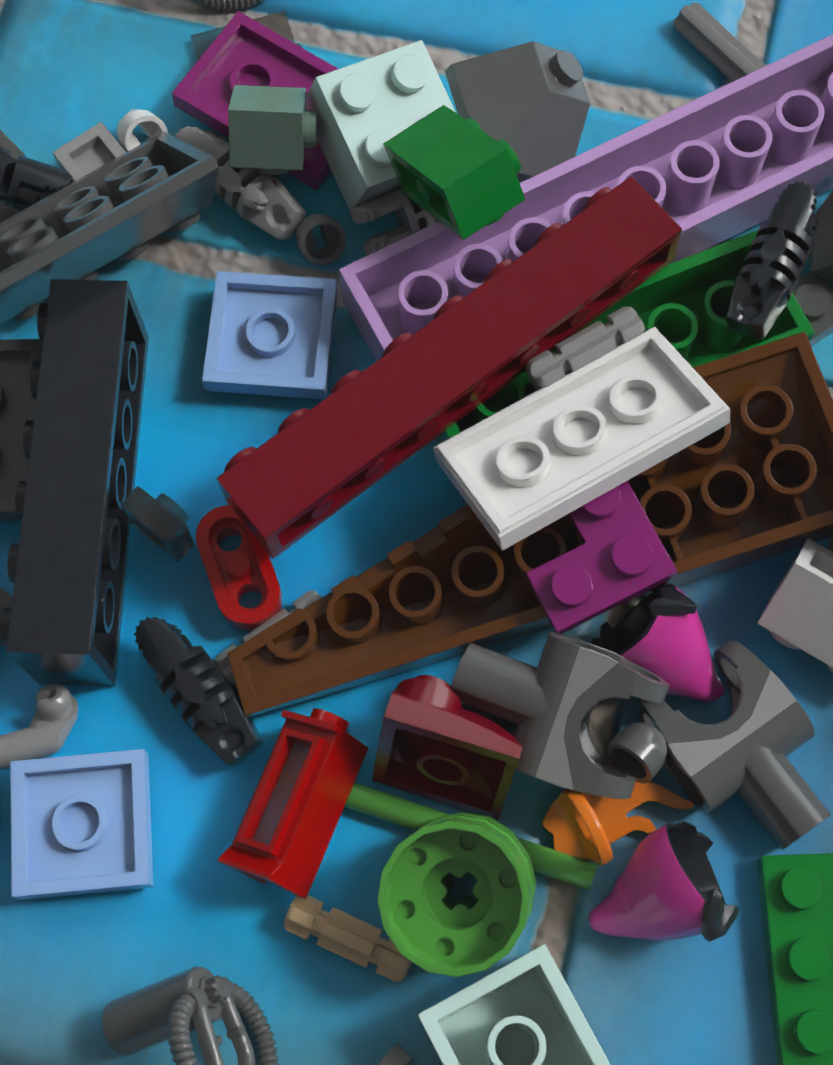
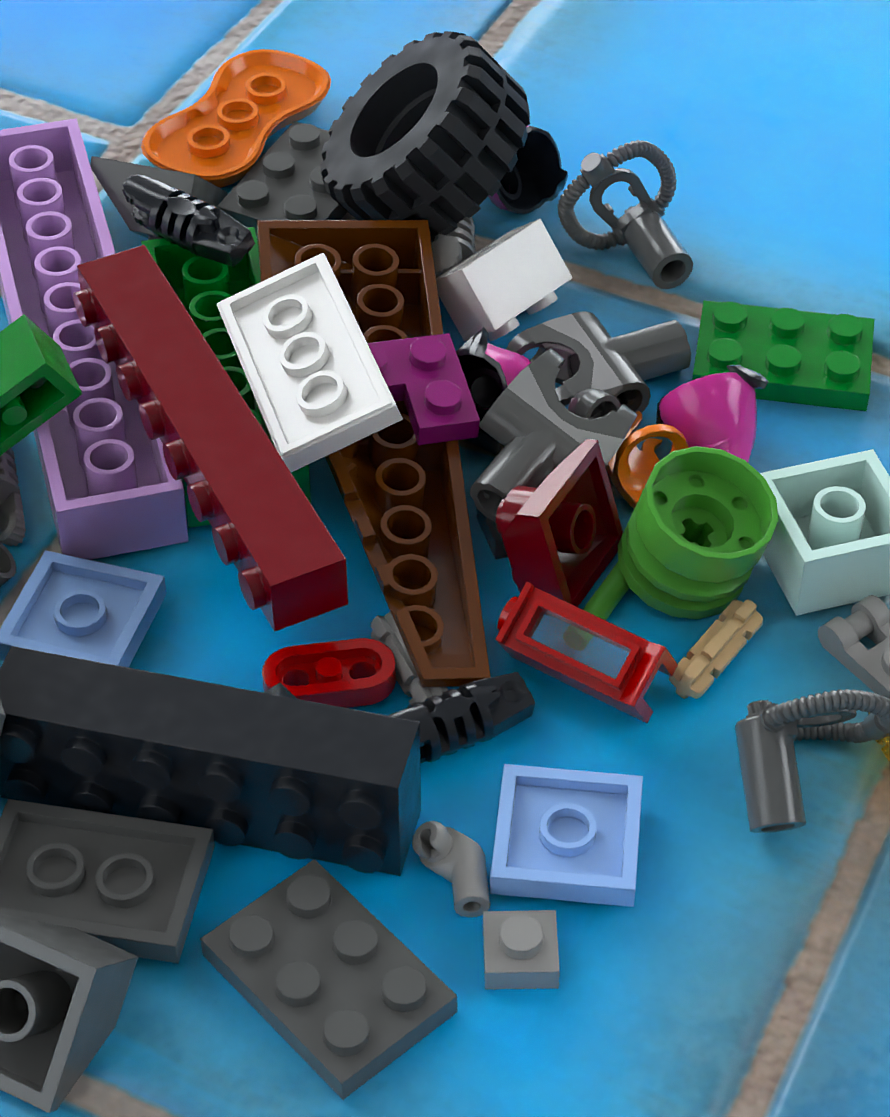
camera: 80 degrees left, 25 degrees down
(584, 347) = (219, 337): light grey axle -> none

